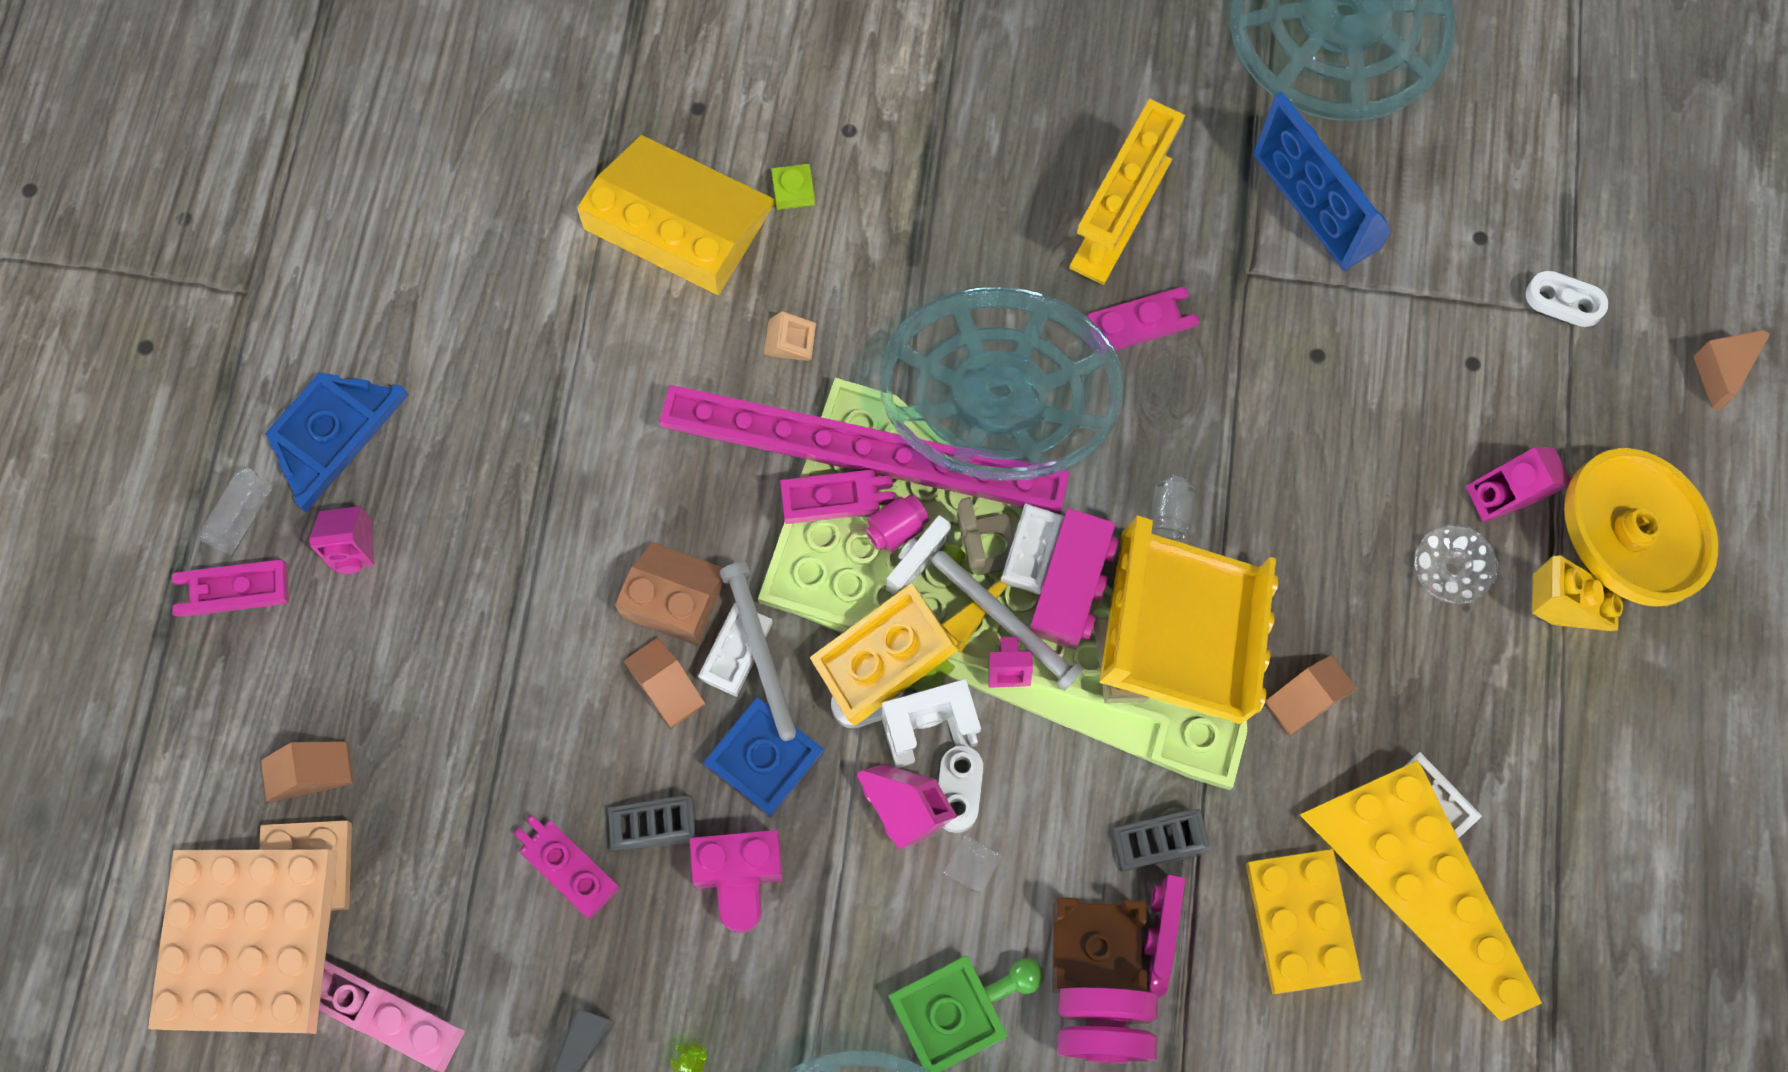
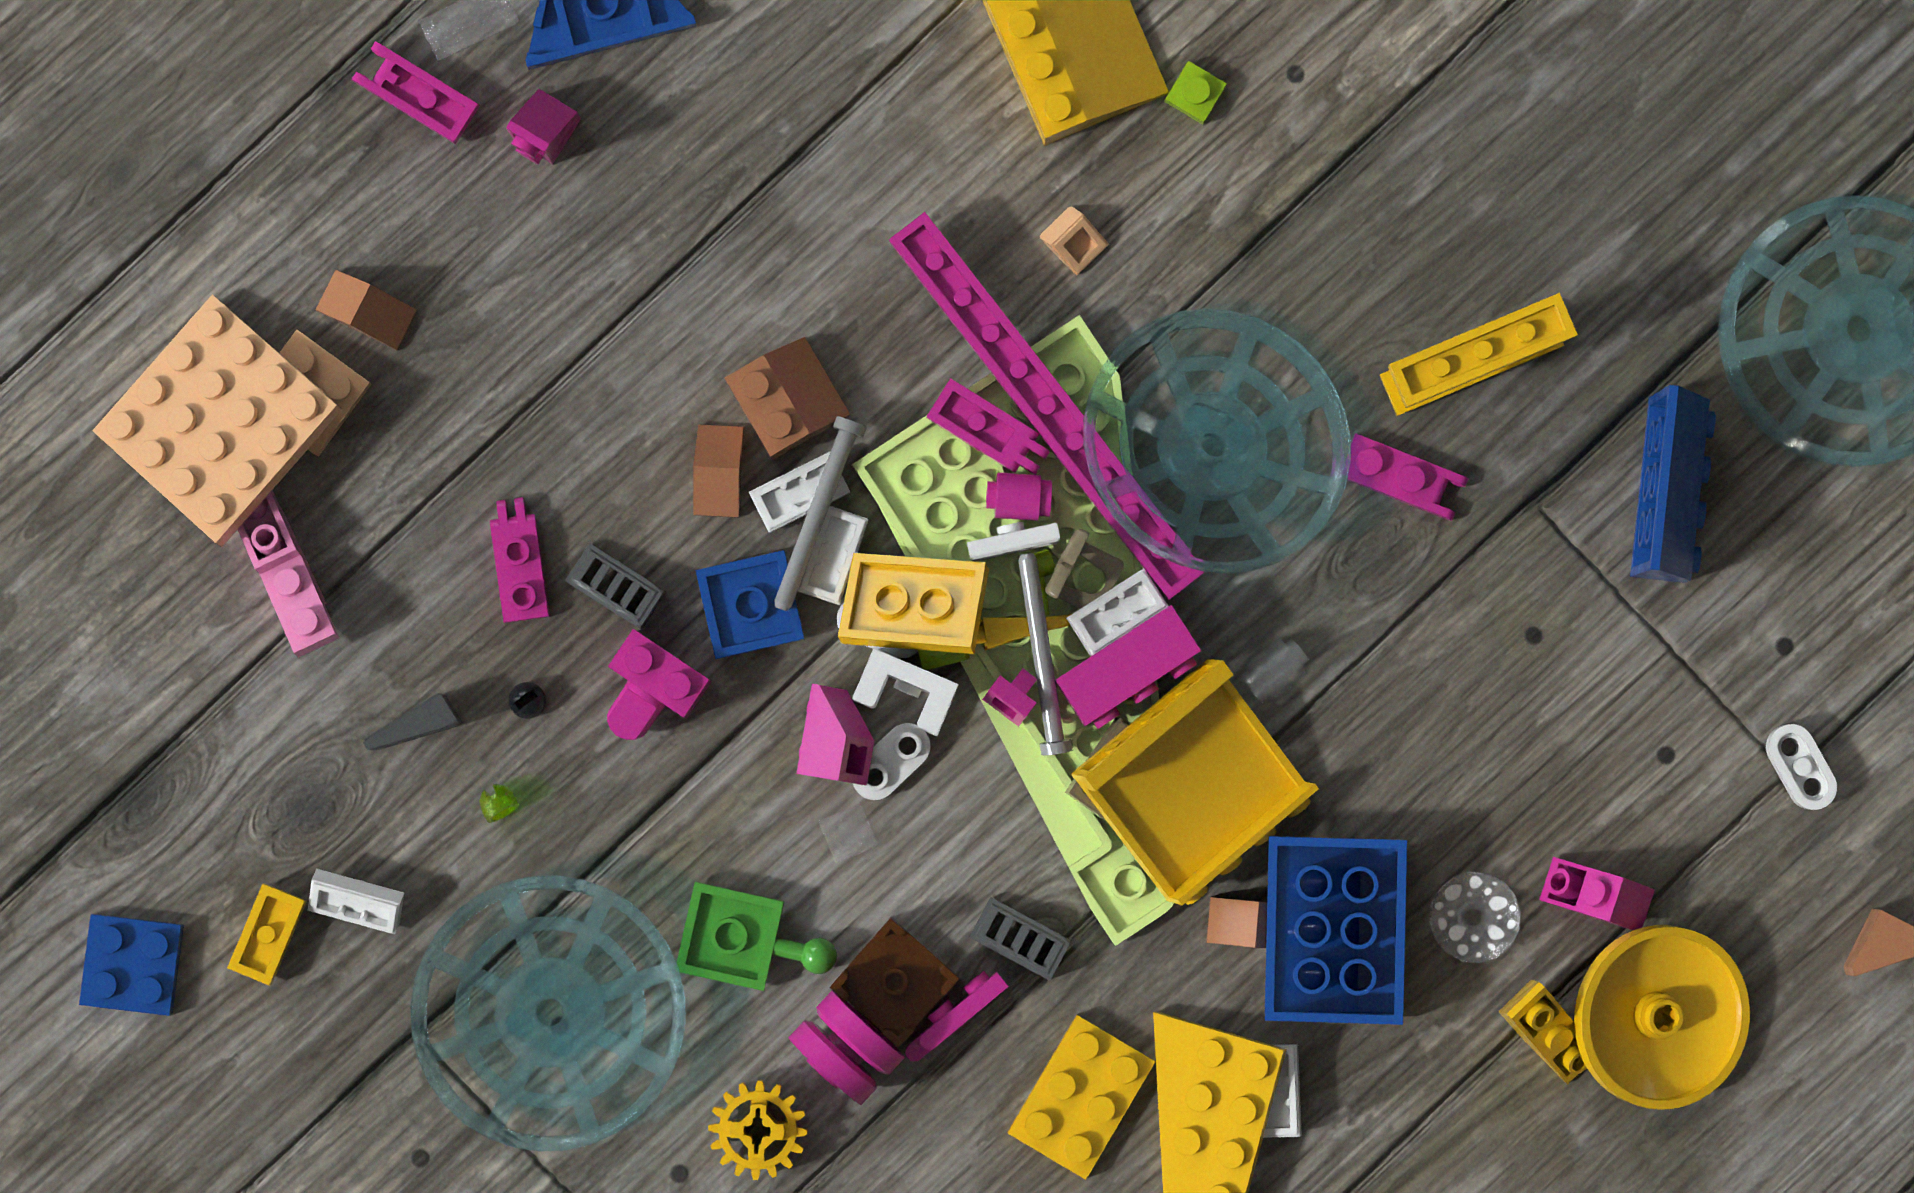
camera: 40 degrees right, 15 degrees up
(660, 965) = (533, 708): none -> black hinge
(797, 674) = (832, 555): none -> white plate
(1378, 644) = (1336, 930): none -> blue slope

